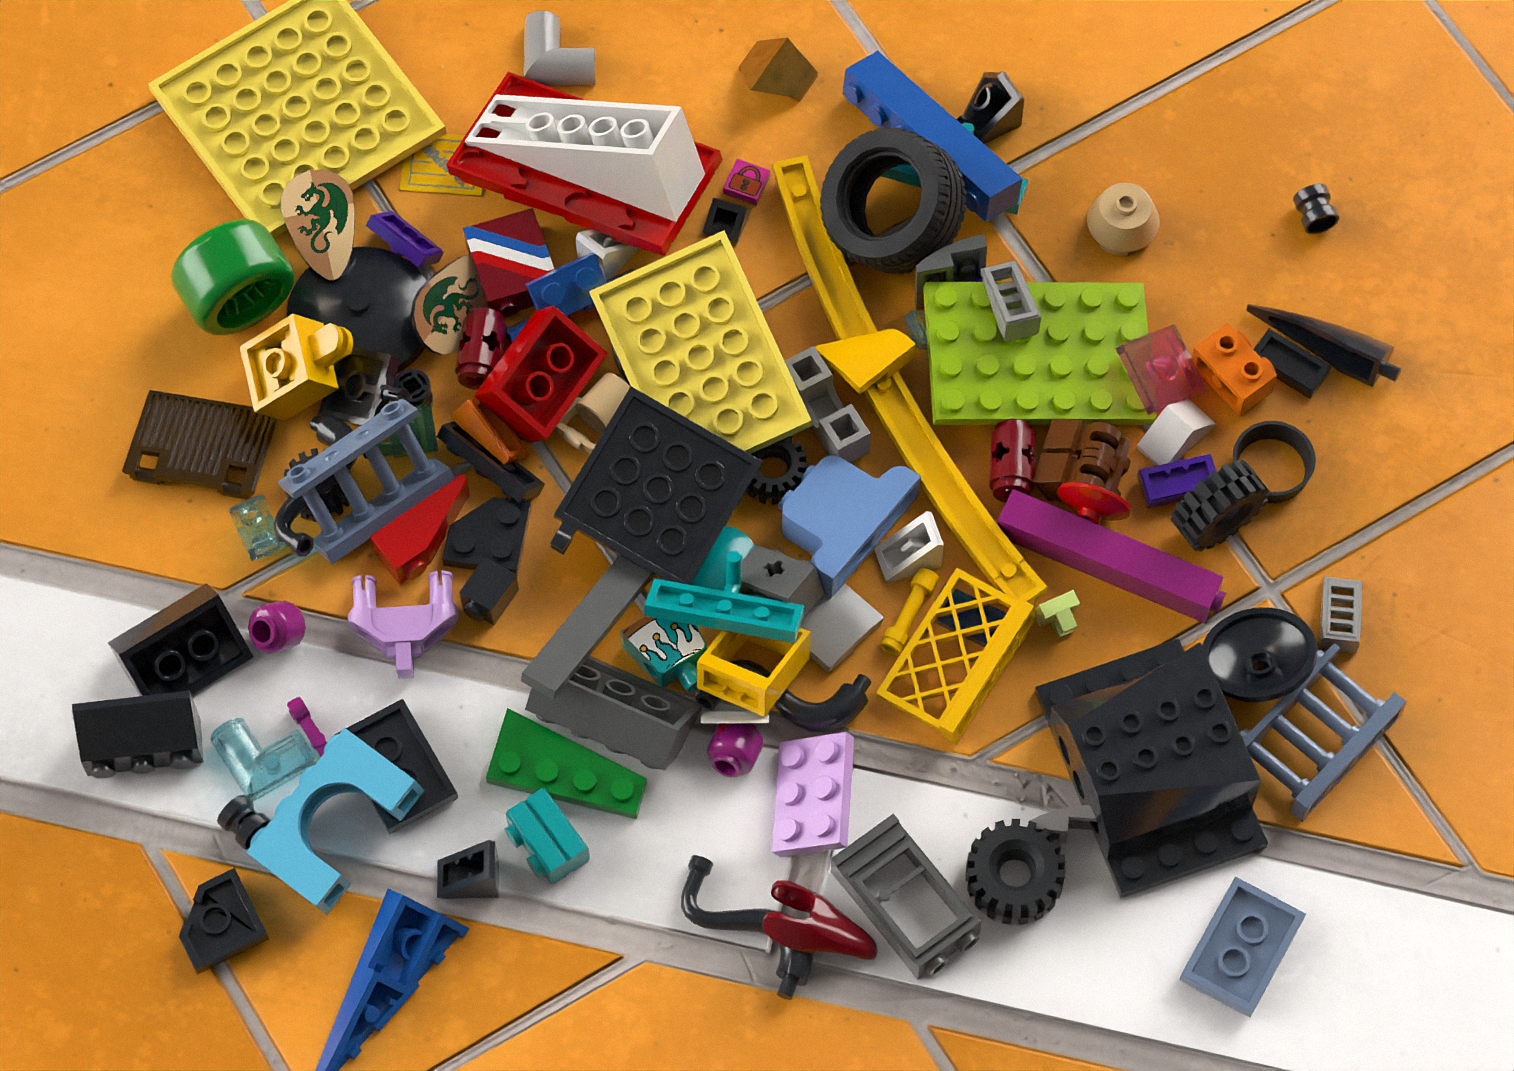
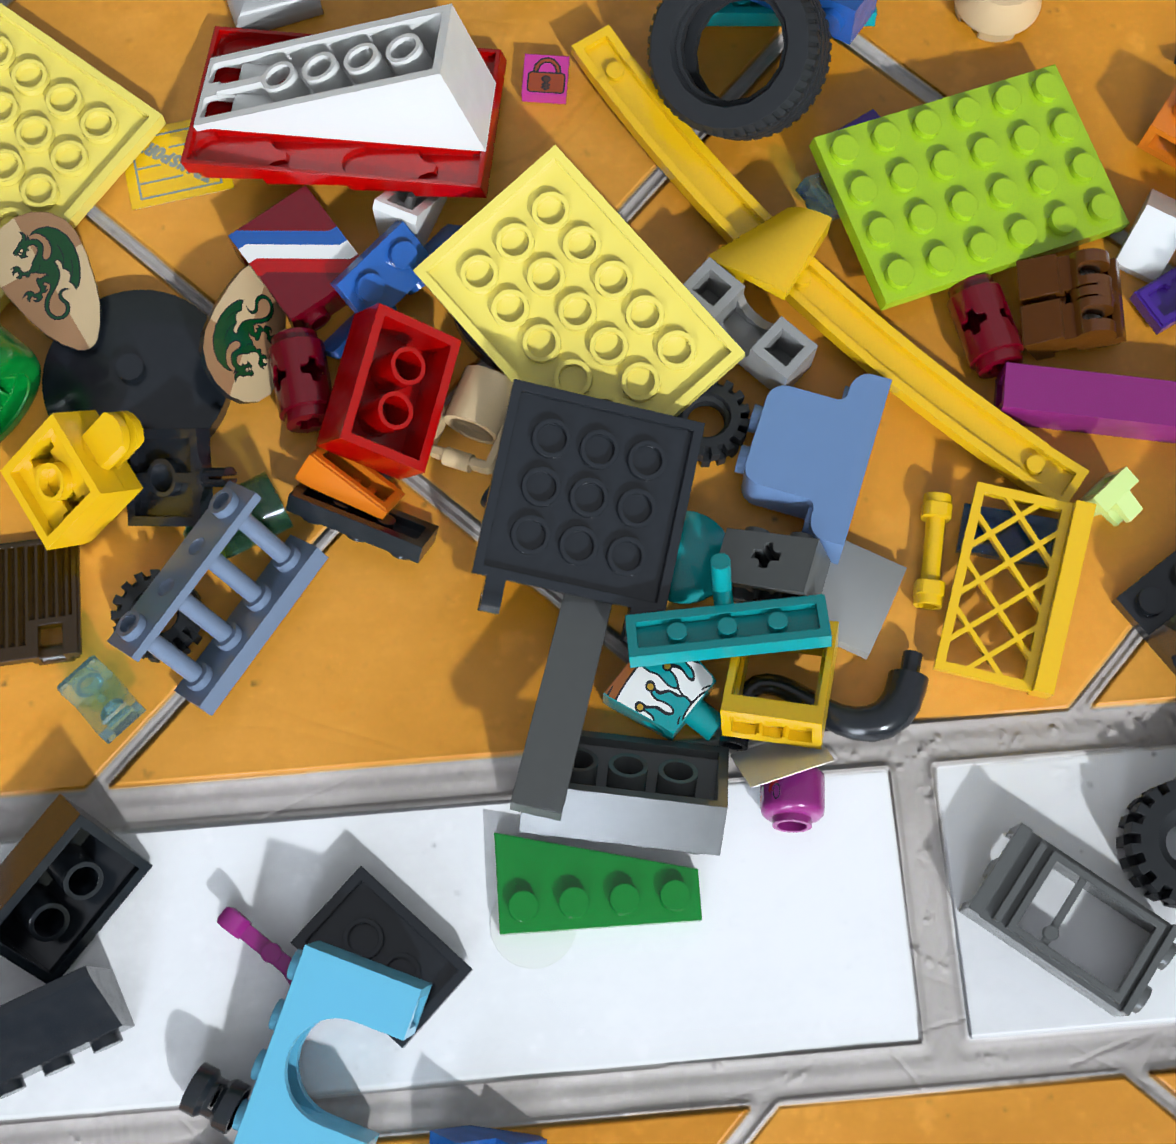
camera: 20 degrees left, 10 degrees up
(259, 769) = (201, 1014): clear light blue brick -> none
(276, 627) = (169, 824): magenta head -> none
(328, 432) = (154, 546): black animal -> none
(403, 630) = (330, 774): lavender connector -> none
(405, 239) = (160, 269): dark purple plate -> none
(415, 536) = (304, 644): red slope -> none
(418, 383) = (237, 445): black wheel -> none
(469, 873) = (522, 1072): black slope -> none
(488, 592) = (418, 689): black brick -> none
(489, 531) = (393, 616): black plate -> none
(546, 836) = (604, 989): teal brick -> none
(728, 217) = (537, 131): black slope -> none
(793, 964) = (936, 1011): black animal -> none
(813, 794) = (911, 826): lavender plate -> none
(822, 932) = (998, 996): dark red animal -> none
(911, 548) = (910, 472): white slope -> none
(952, 263) = (833, 108): dark grey slope -> none
(1016, 322) = (933, 157): light grey slope -> none
(1093, 502) = (1106, 350): red dish -> none
(1161, 369) = (1117, 162): clear pink plate -> none

